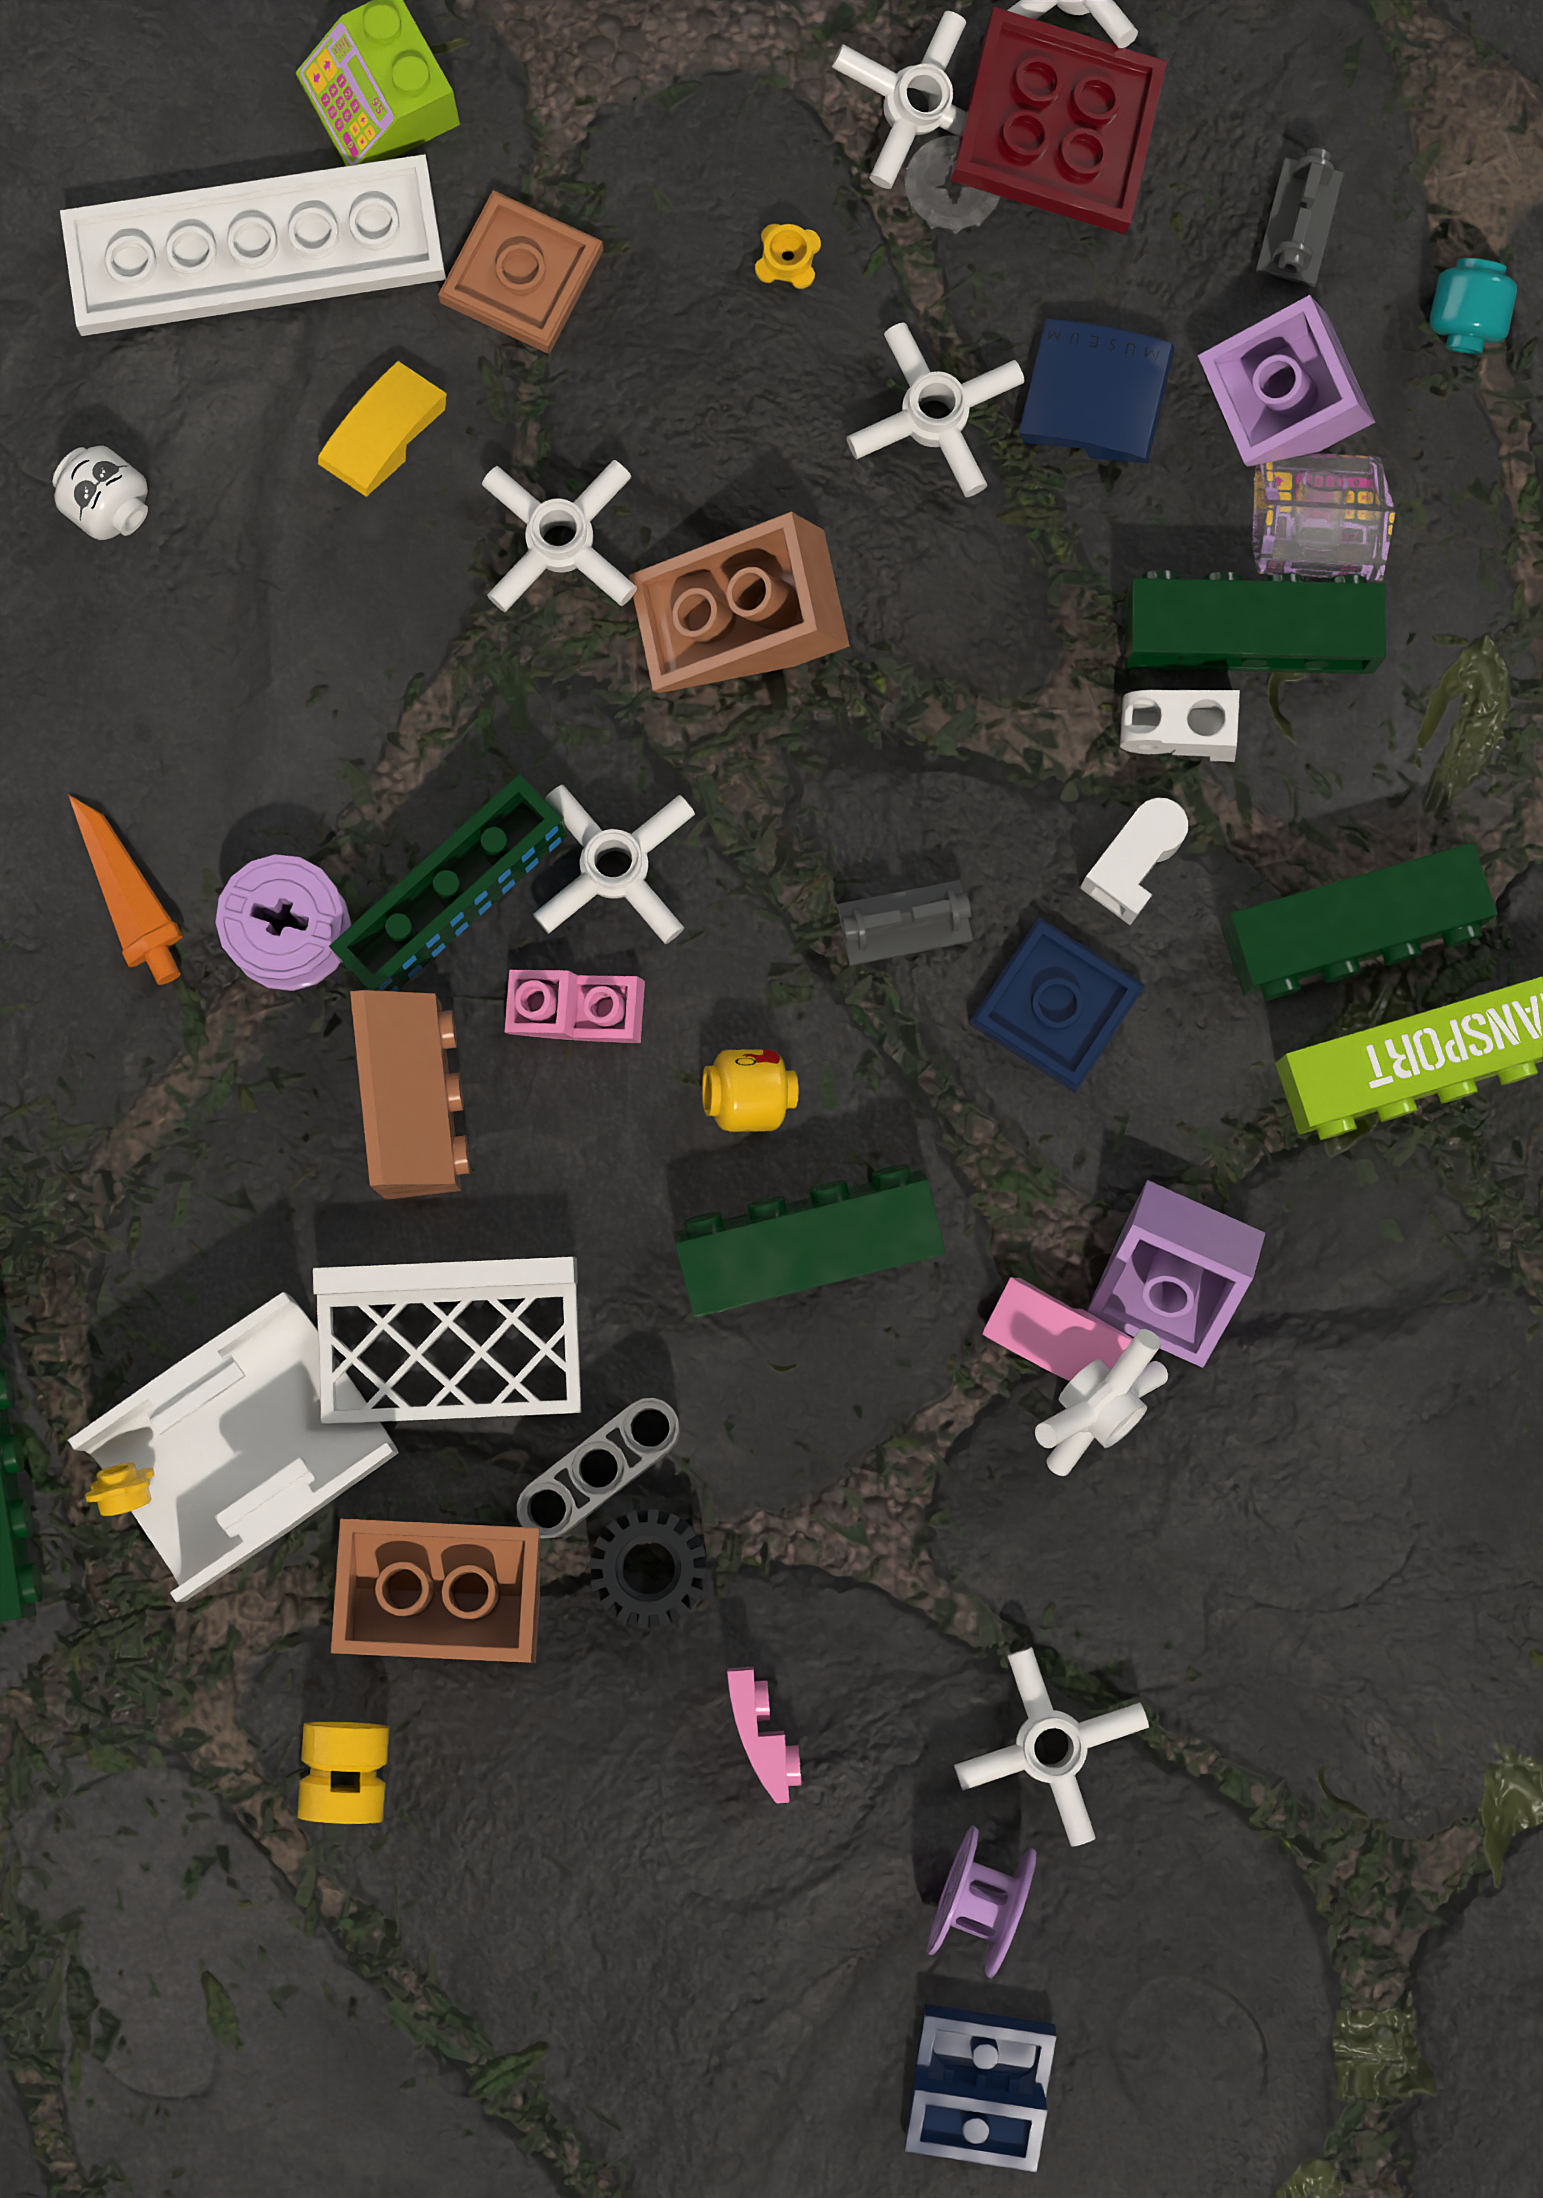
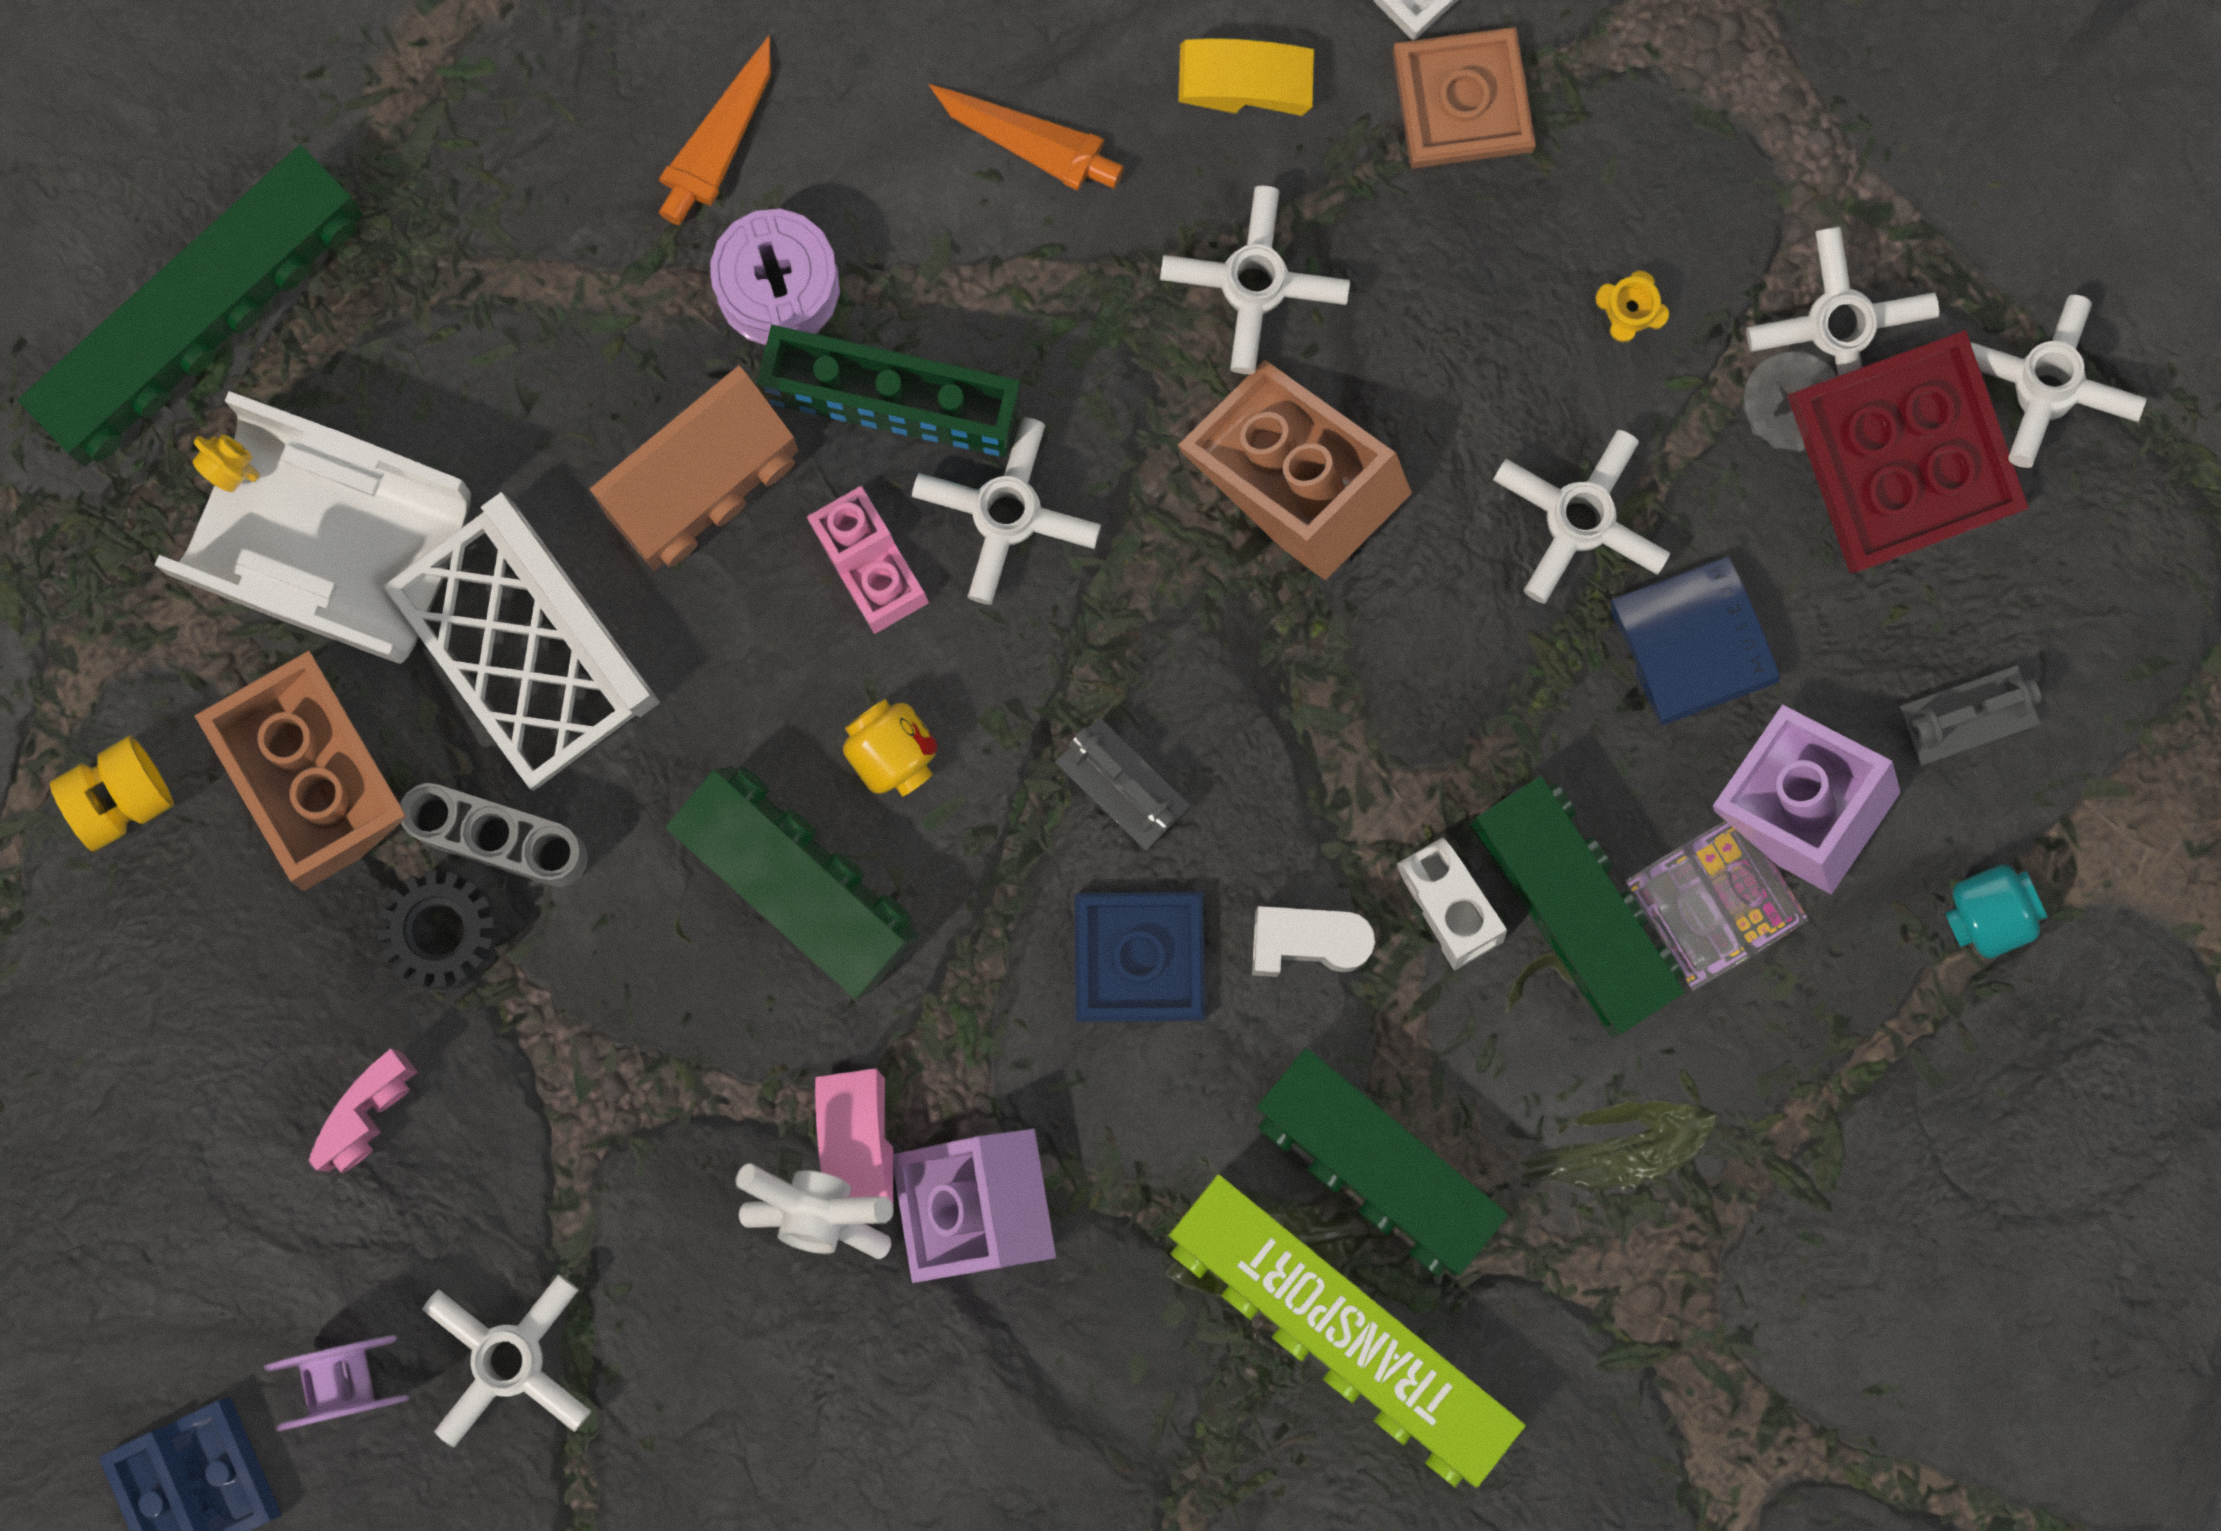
camera: 55 degrees right, 0 degrees up
(327, 628) = (1051, 147): none -> orange bar

